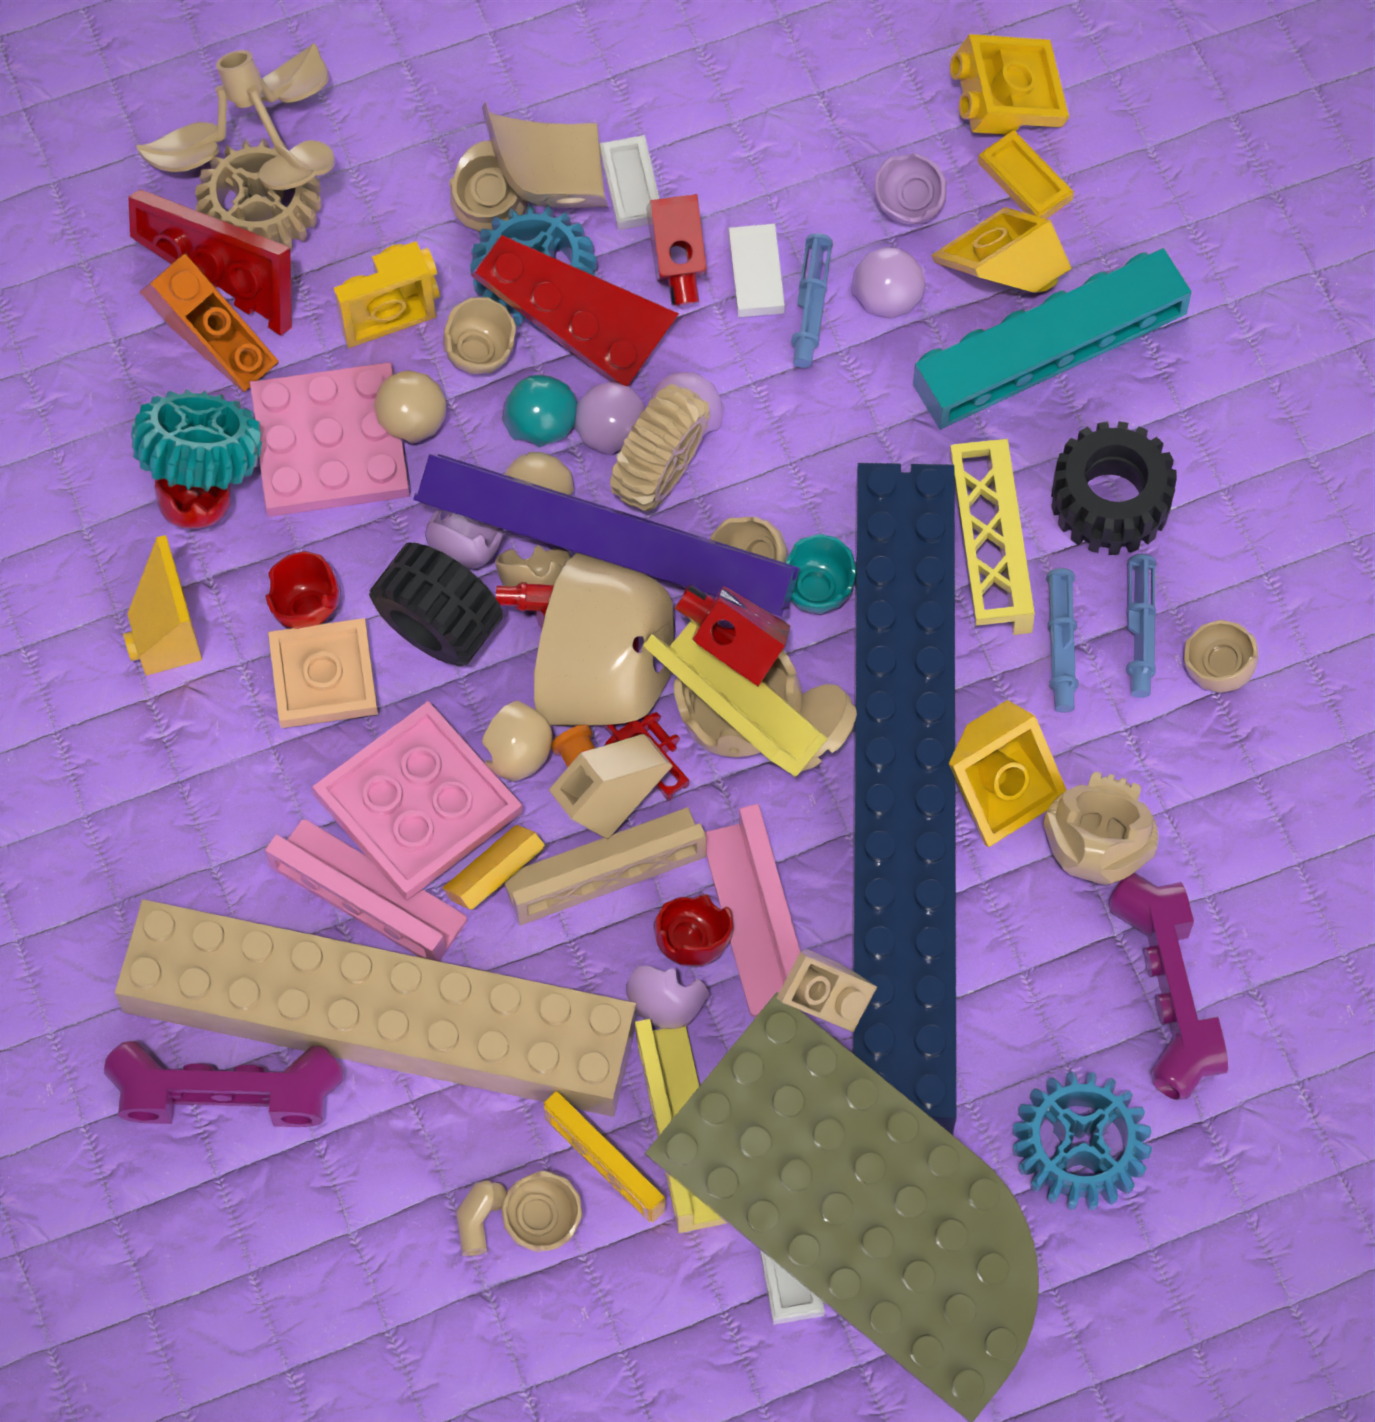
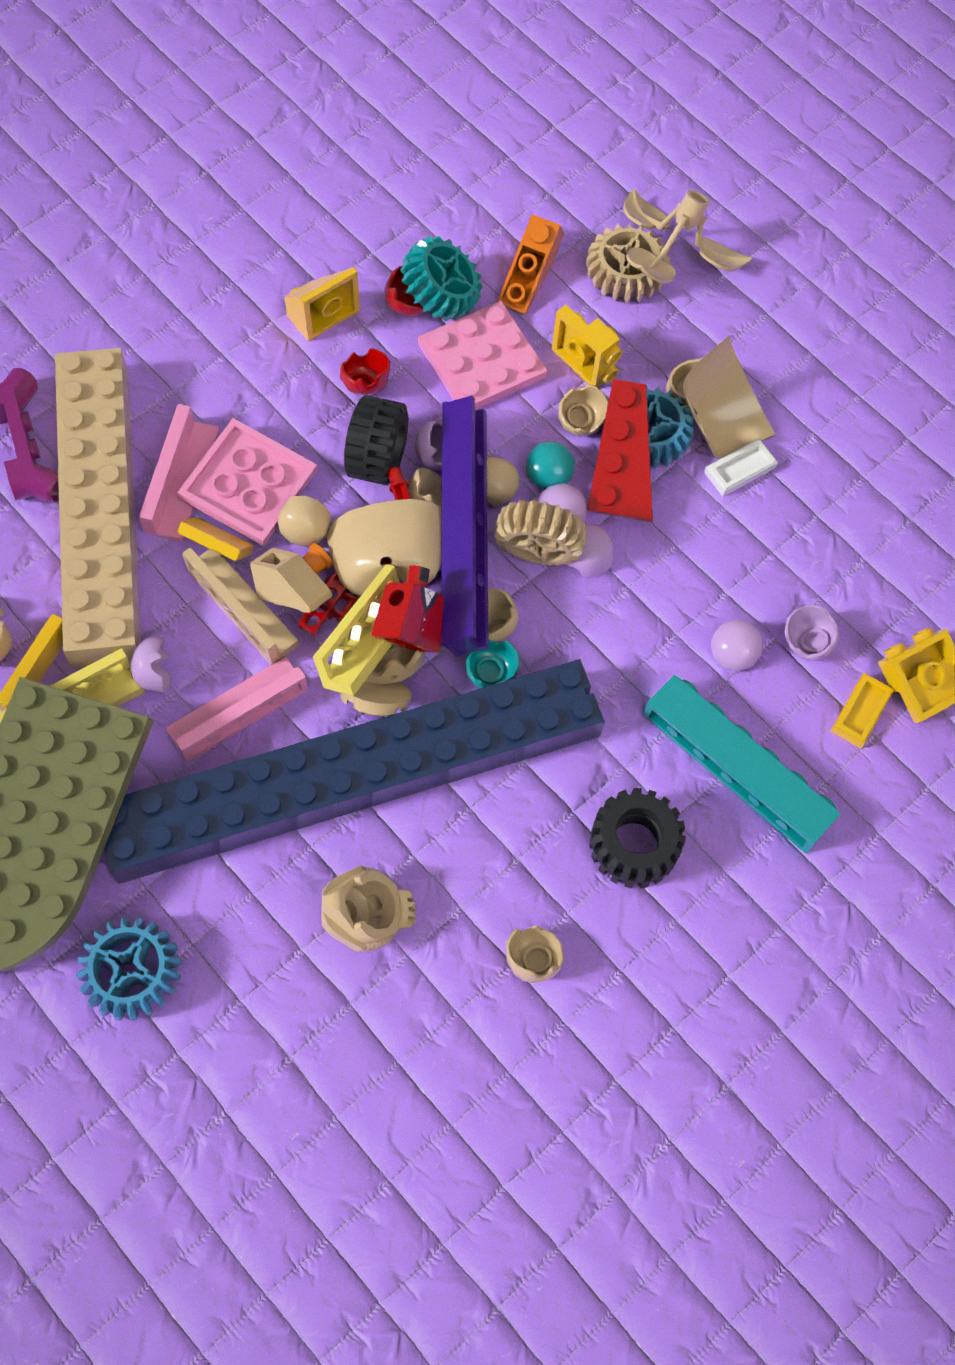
camera: 65 degrees right, 0 degrees up
(230, 257) = (577, 252): red wing -> none
(322, 673) = (316, 402): light nougat plate -> none
(410, 406) = (517, 389): tan hair -> none
(677, 224) = (699, 500): torso -> none
(693, 930) = (207, 668): red hair -> none
(756, 270) = (710, 561): white tile -> none
(811, 299) = (704, 600): medium blue piece -> none
(826, 990) = (170, 750): tan slope -> none
(1005, 771) = (389, 829): yellow slope -> none
(1008, 538) = (573, 781): light yellow fence -> none
(1009, 250) = (789, 712): yellow slope -> none
(1062, 638) = (511, 842): medium blue piece -> none
(1142, 623) = (543, 893): medium blue piece -> none
(1196, 1044) = (221, 1027): magenta plate -> none

